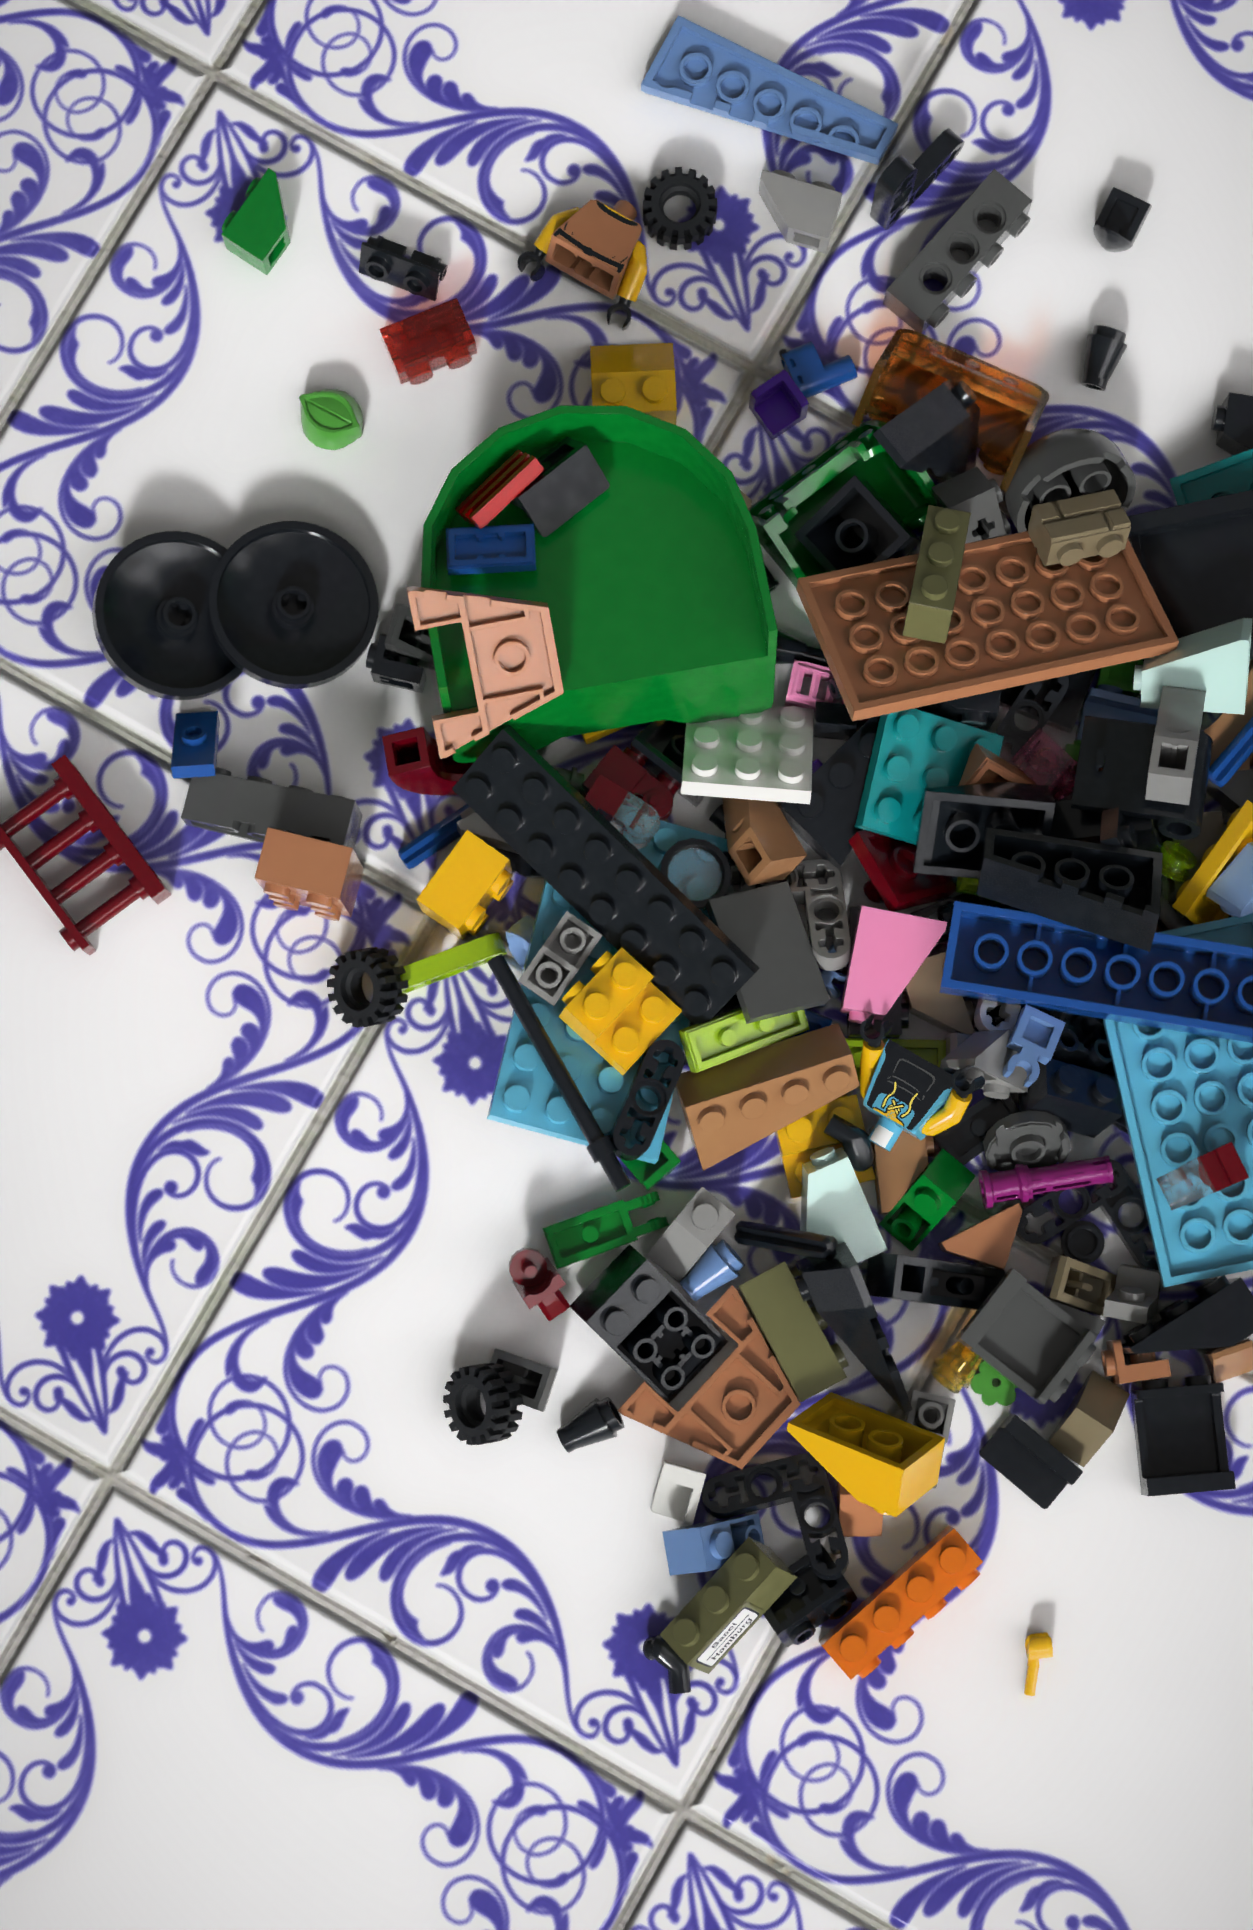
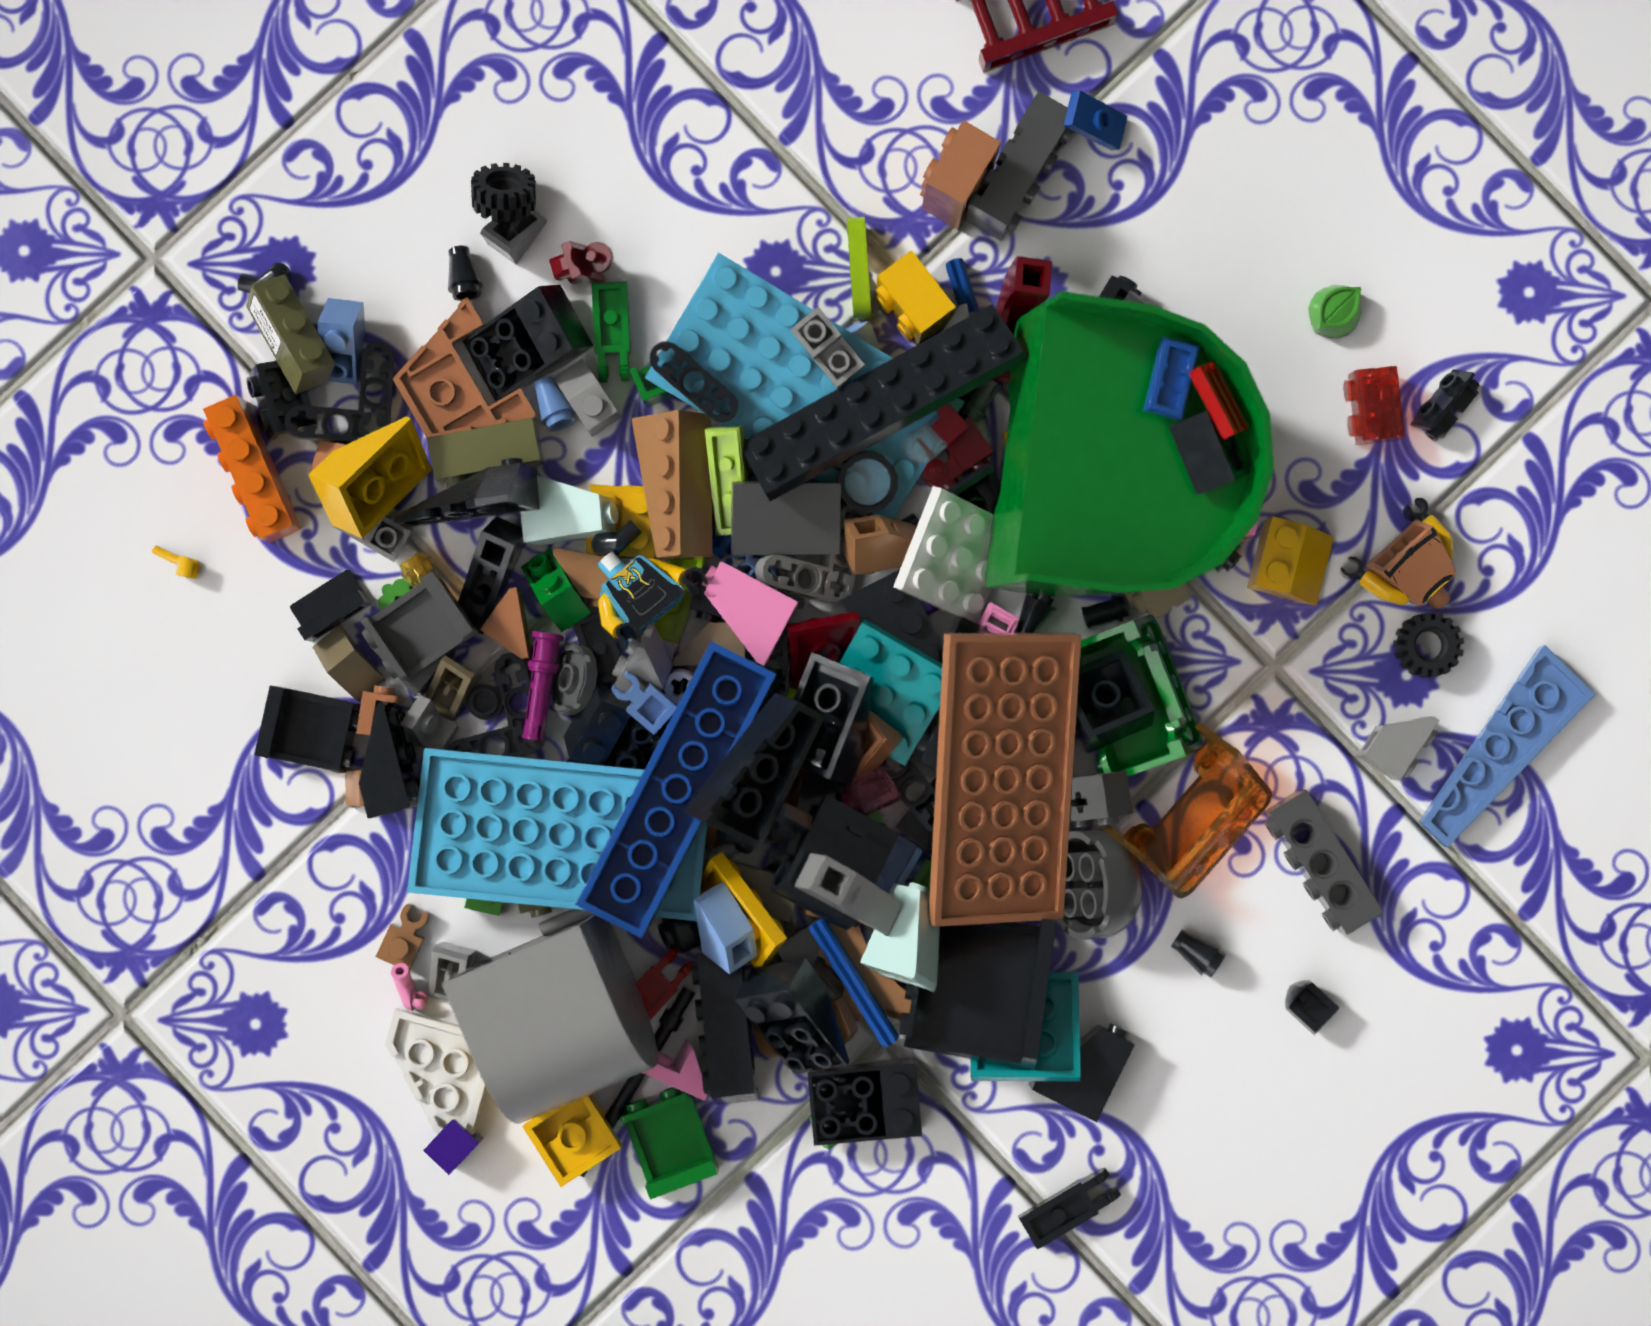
camera: 110 degrees right, 5 degrees up
(156, 616) = (1205, 135): black dish -> none
(259, 227) = (1516, 298): green slope -> none
(293, 604) = (1187, 230): black dish -> none
(349, 990) = (858, 199): black tyre -> none
(508, 657) = (1076, 360): wing -> none
(600, 1146) = (666, 331): black bar -> none
(618, 1010) = (772, 382): yellow plate -> none
(678, 1492) = (392, 326): white panel -> none
(778, 404) = (1237, 673): dark purple panel -> none
(786, 1240) = (554, 464): black axle -> none
(811, 375) = (1254, 708): blue piece -> none
(905, 182) = (1388, 825): black beam -> none
(935, 431) = (1168, 786): black wedge -> none
(937, 574) = (1048, 745): olive brick -> none
(1079, 528) = (1055, 880): dark tan brick -> none
(1176, 861) = (758, 867): clear neon green bush -> none
(1202, 1176) = (498, 803): leg -> none

